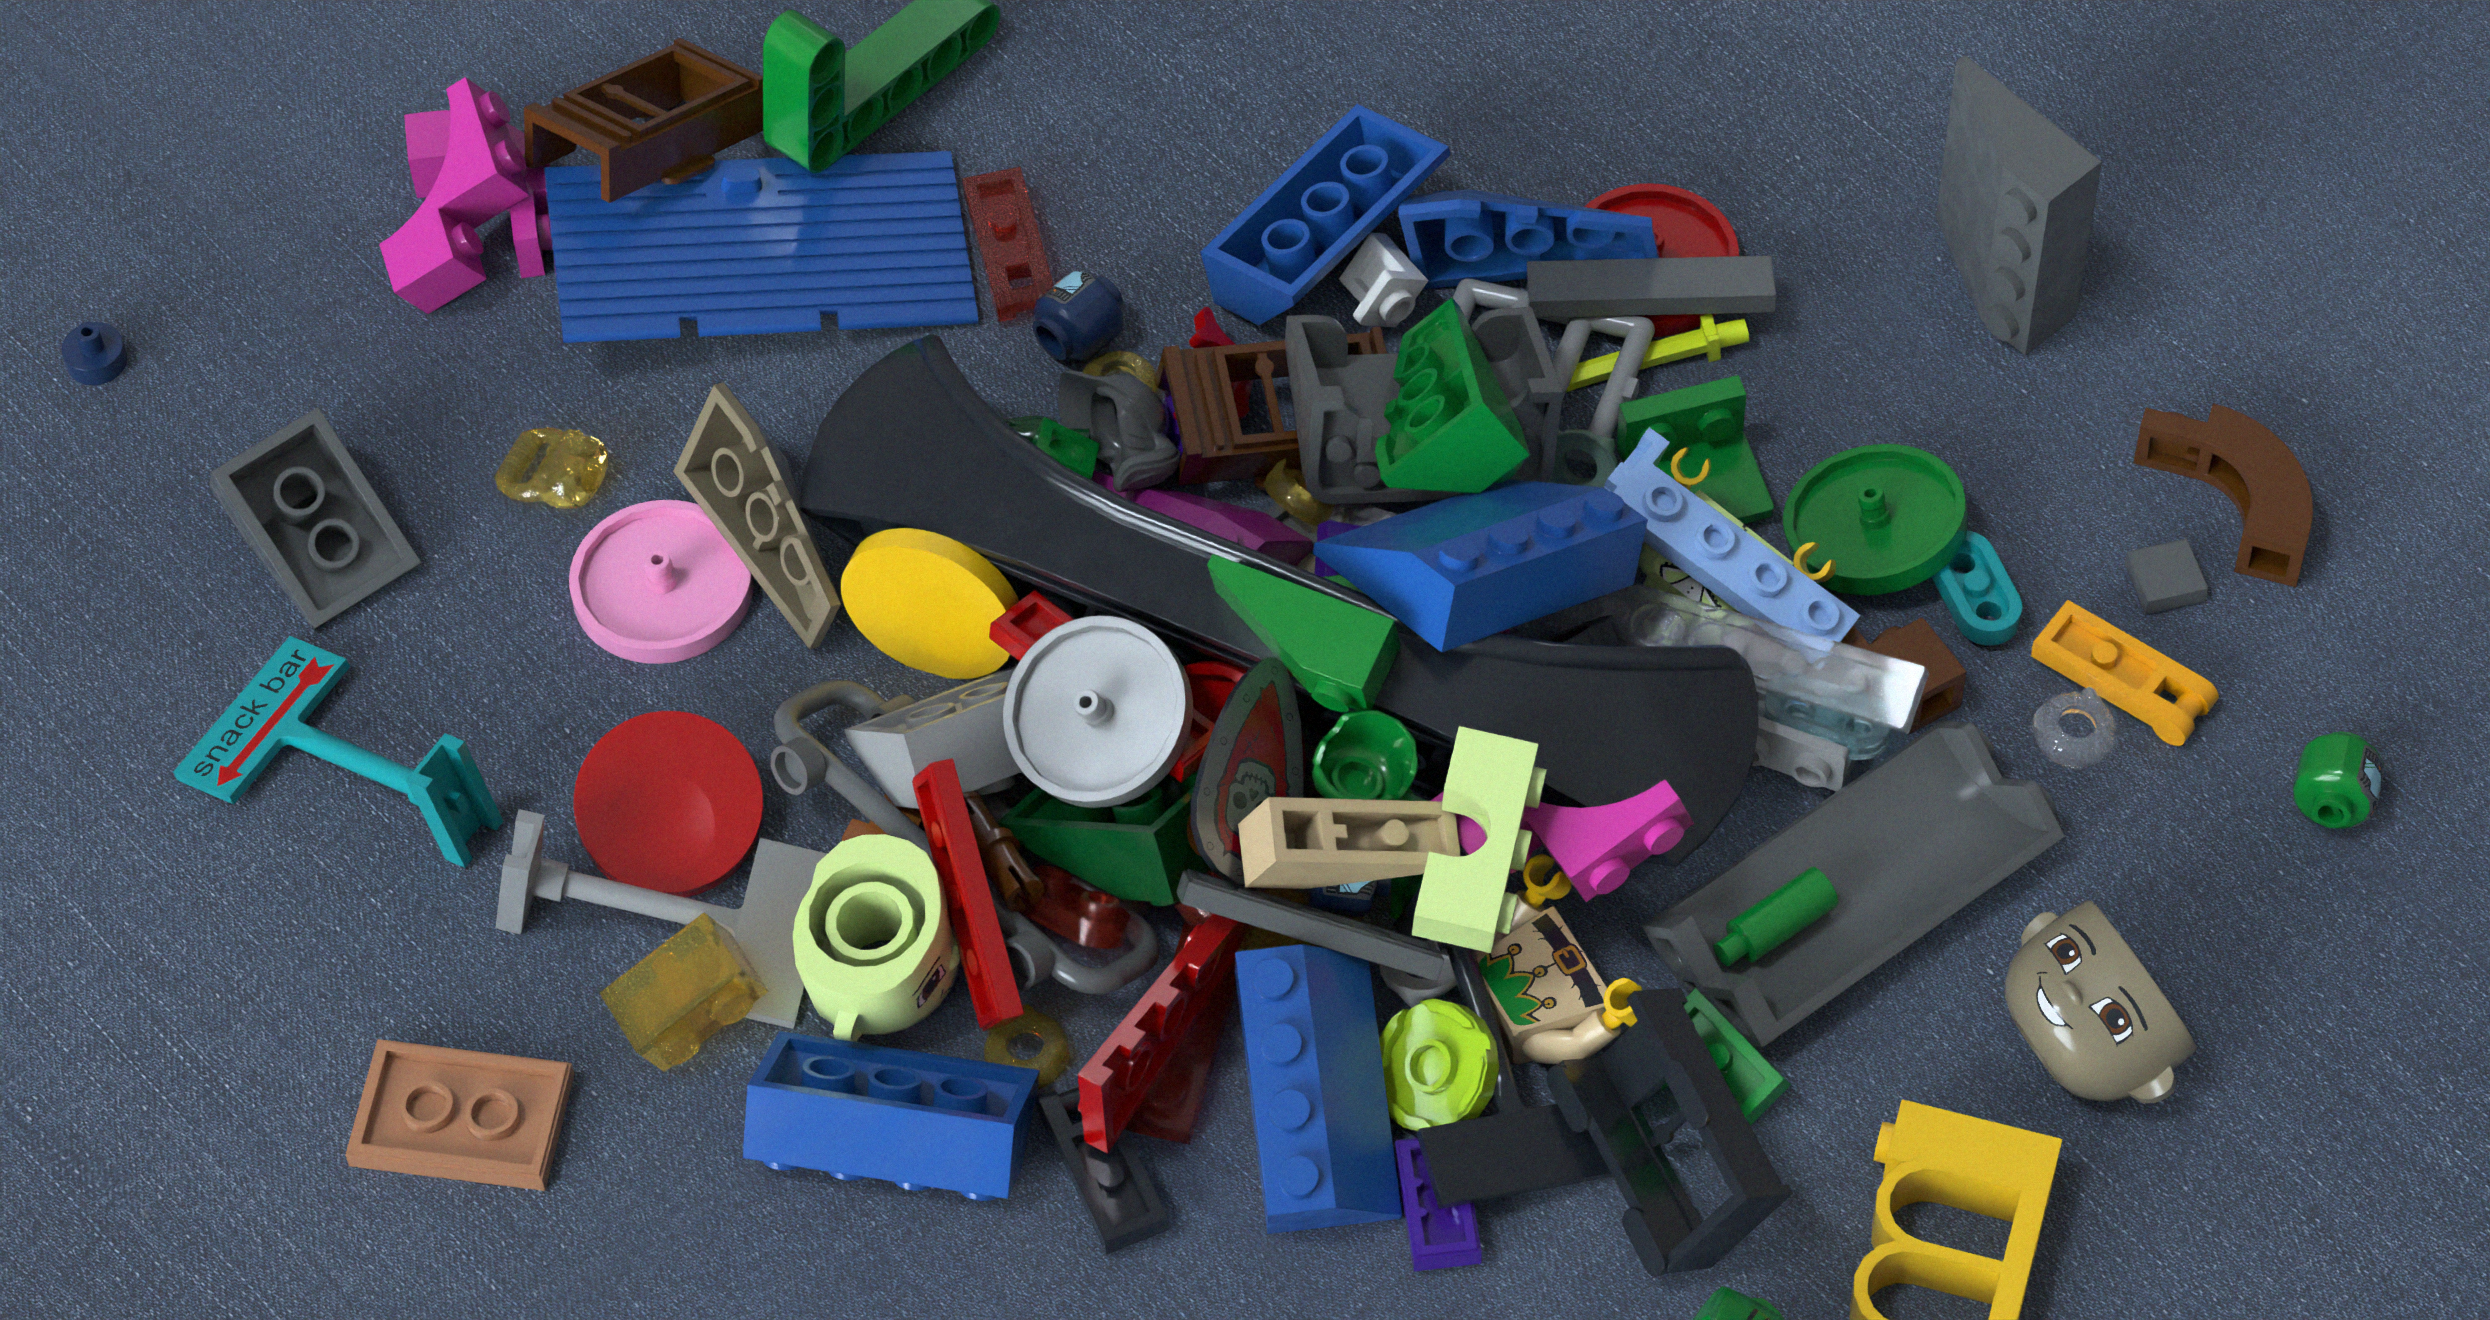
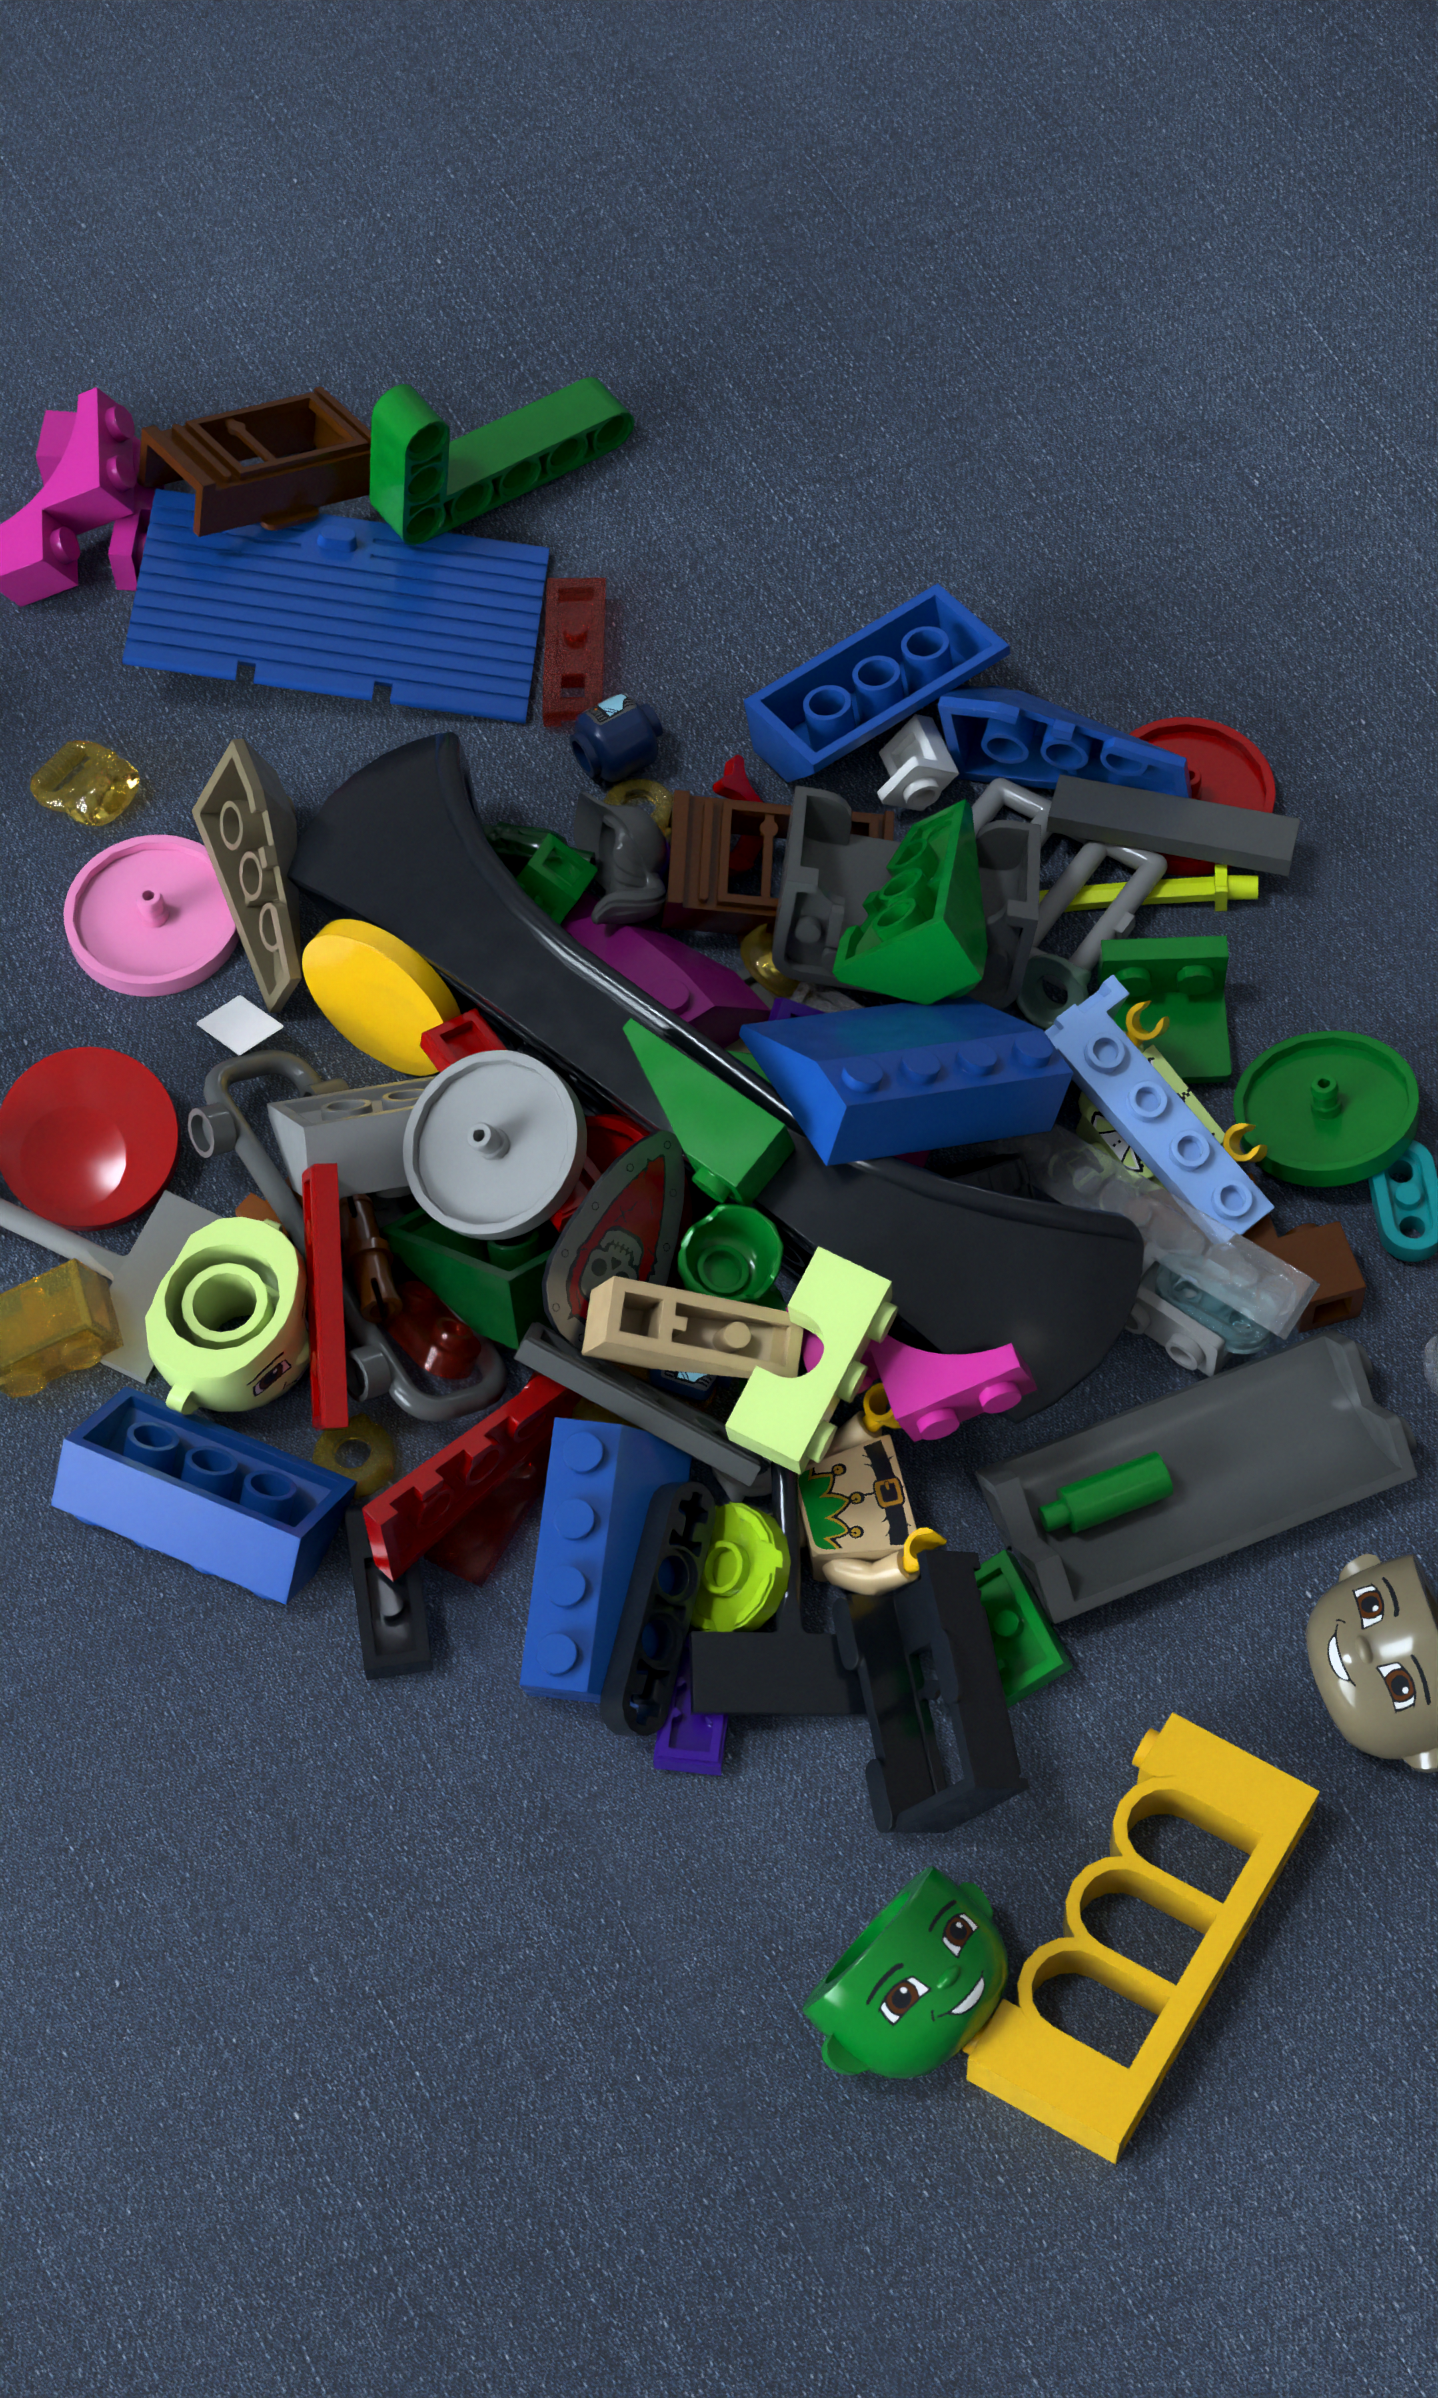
camera: 15 degrees right, 5 degrees up
(786, 665) = (239, 1025): none -> white sticker
(1380, 1191) = (667, 1612): none -> black beam

